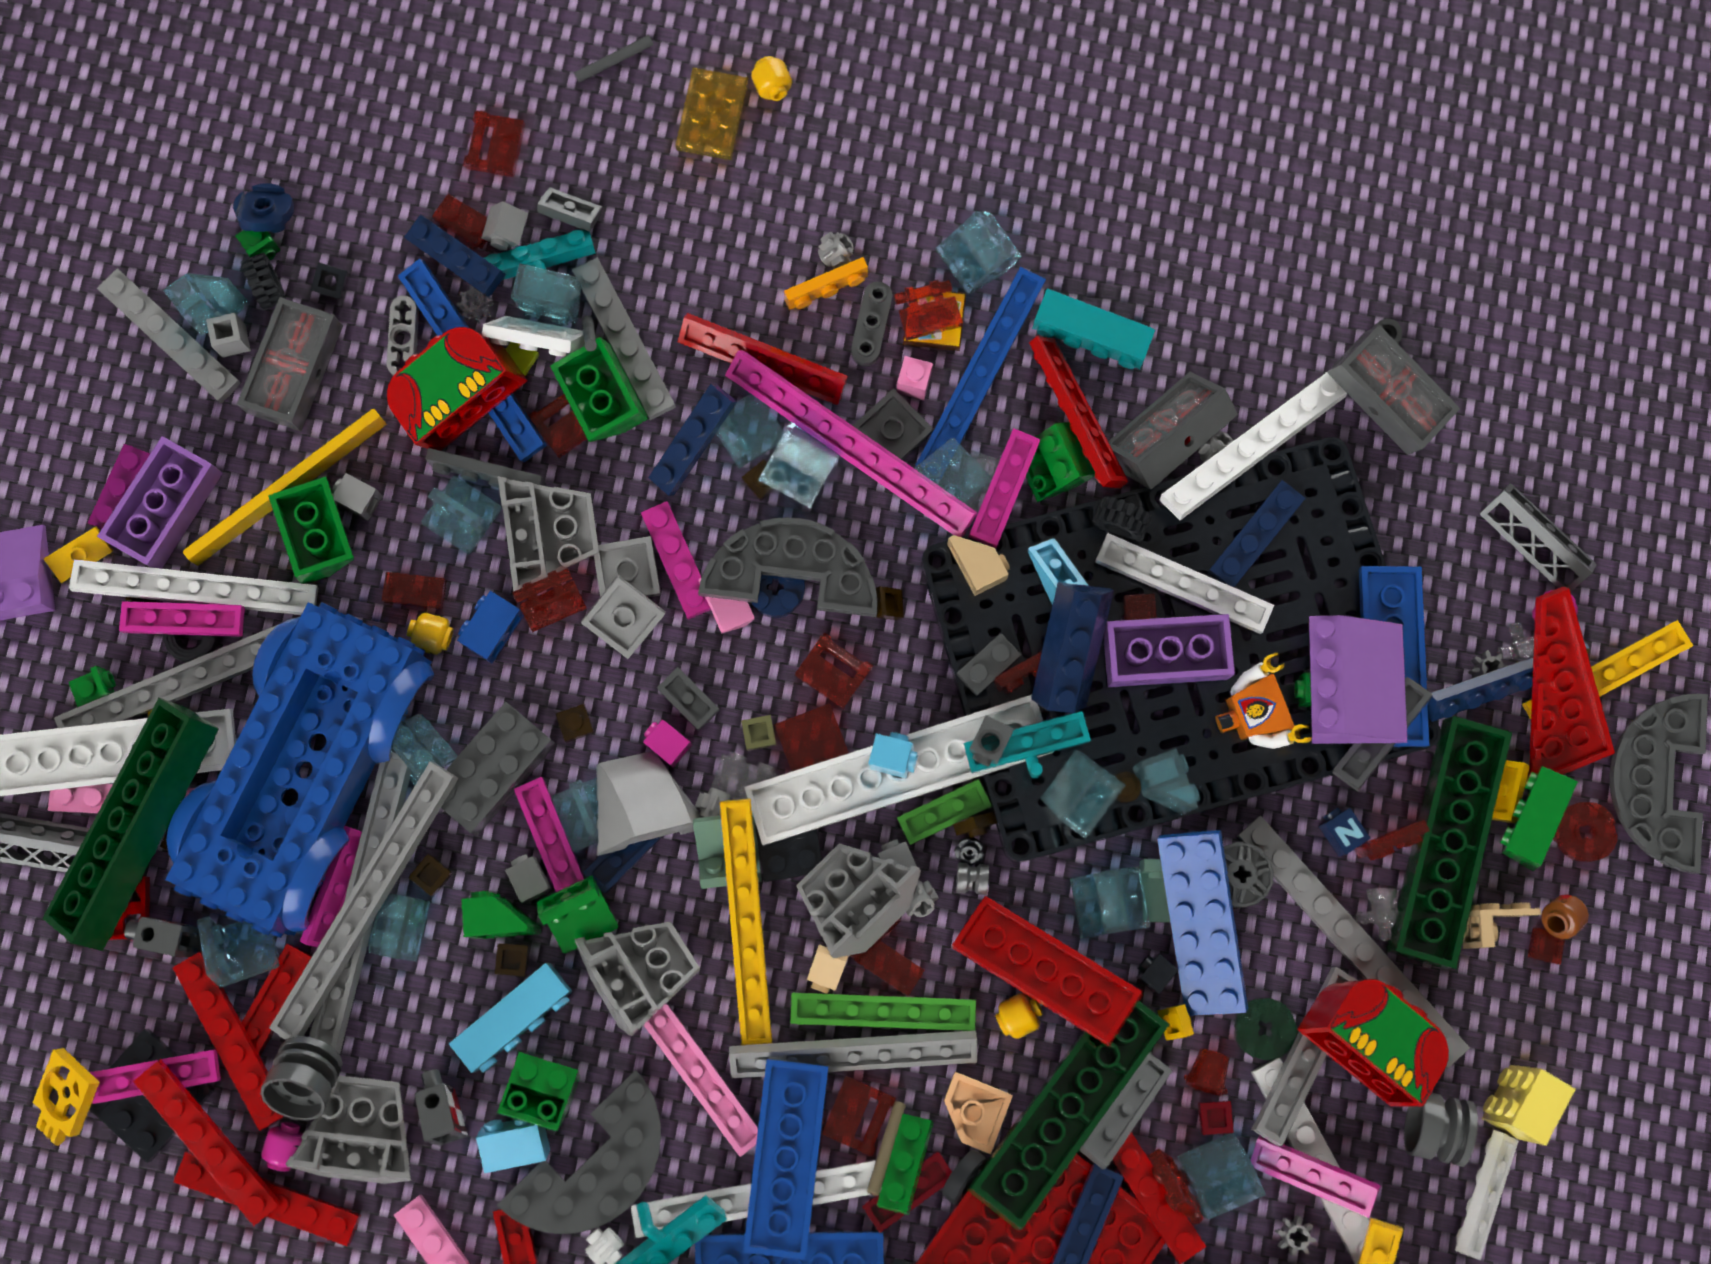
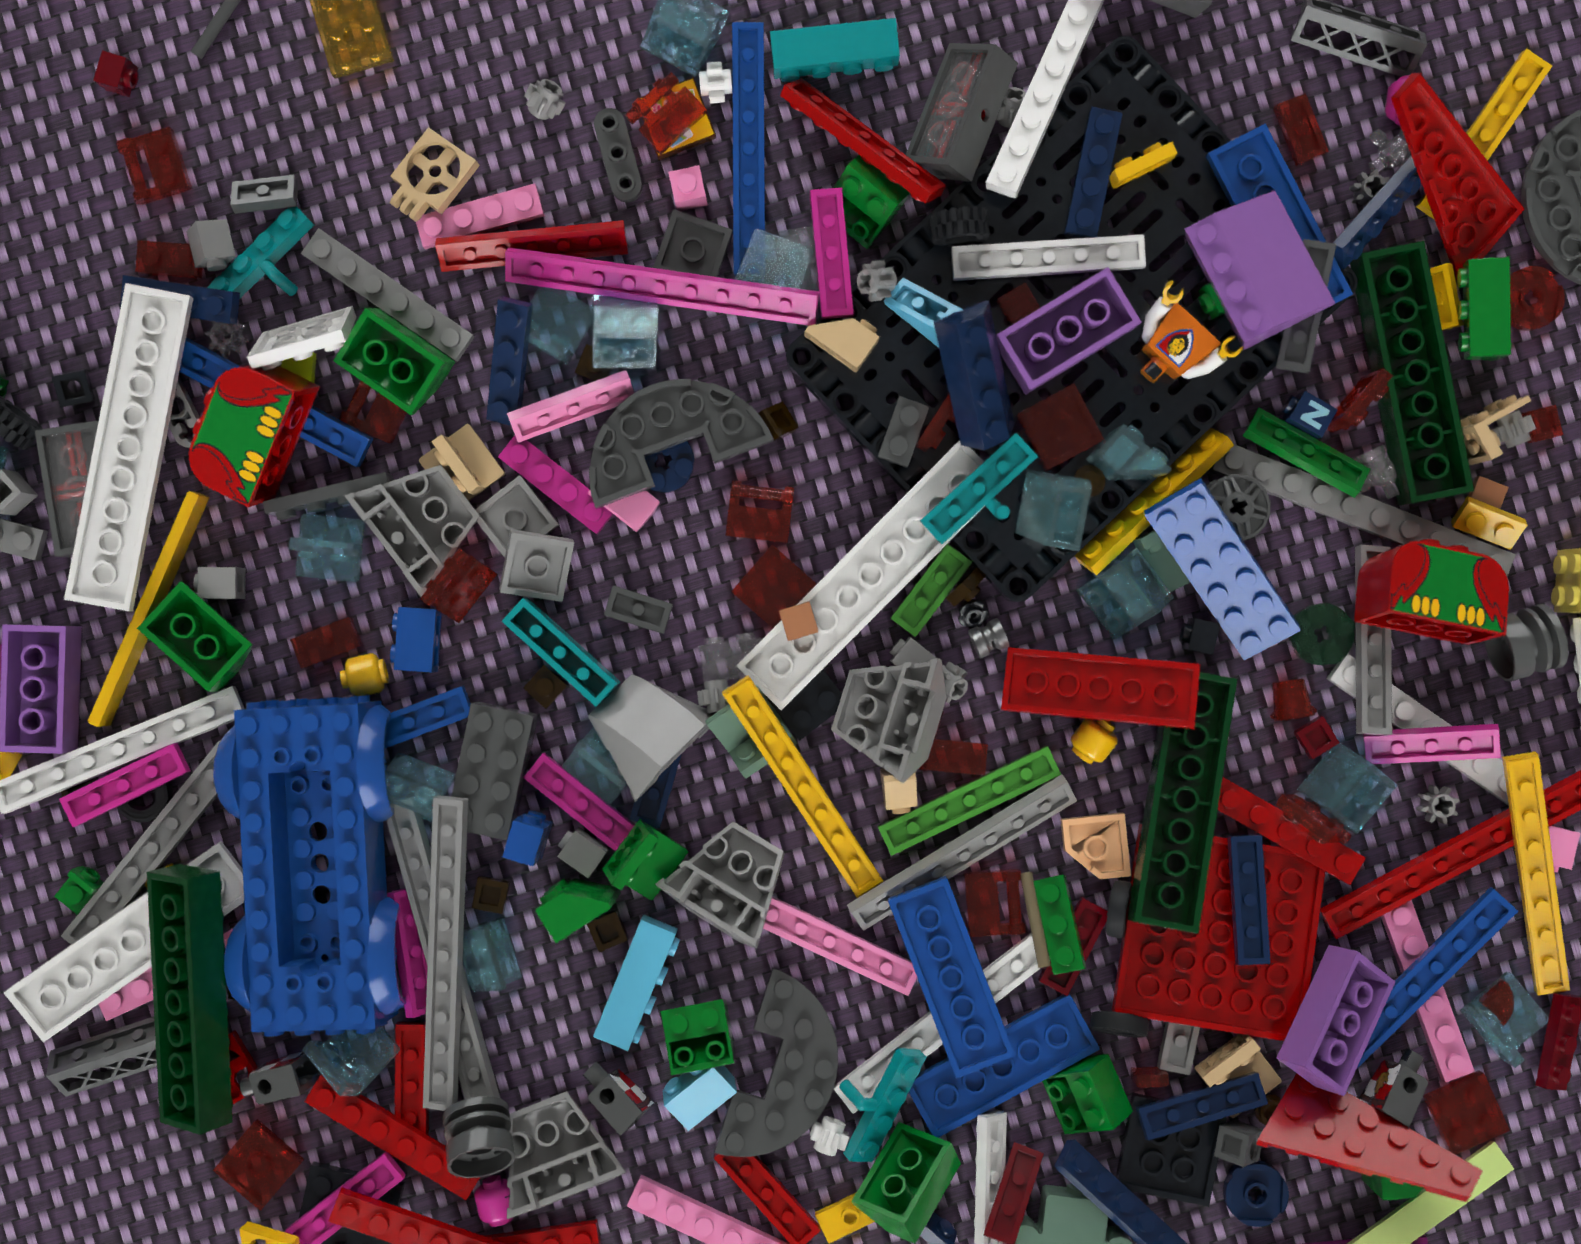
camera: 25 degrees left, 10 degrees up
(101, 1004) = (258, 1164): none -> clear red plate
(345, 350) = (129, 447): none -> white plate
(461, 695) = (427, 716): none -> blue plate
(489, 841) = (527, 838): none -> blue brick
(505, 60) = (116, 74): none -> dark red plate
(547, 294) = (290, 291): clear light blue slope -> none
(589, 333) = (353, 309): dark grey bar -> none
(604, 698) = (561, 651): none -> teal brick
(612, 502) = (465, 461): none -> tan bracket
(666, 742) = (640, 661): dark pink brick -> none
(689, 275) = (416, 199): none -> tan piece
(722, 501) = (570, 406): none -> bright pink plate
(734, 314) = (482, 215): none -> bright pink plate
(758, 732) = (721, 606): olive plate -> none
(817, 775) = (798, 621): none -> nougat tile
(826, 284) = (554, 138): light orange plate -> none
(893, 755) = (862, 567): medium azure brick -> none
(981, 306) = (715, 82): none -> white gear
(1000, 731) = (946, 492): dark grey brick -> none
(1030, 528) = (876, 280): none -> light grey gear
(1123, 728) = (1060, 427): none -> clear red plate
(1125, 1111) = (1236, 779): dark grey plate -> none
(1144, 843) = (1132, 521): none -> yellow plate
(1178, 1021) = (1241, 669): yellow plate -> none
(1290, 547) = (1153, 158): none -> yellow plate
(1327, 862) = (1306, 452): none -> green plate
(1452, 590) = (1300, 129): none -> clear red plate
(1459, 1007) = (1489, 523): none -> yellow plate
(1468, 983) = (1488, 491): none -> nougat tile
(1518, 936) = (1514, 429): none -> light grey gear
(1565, 916) = (1549, 388): dark orange head -> none

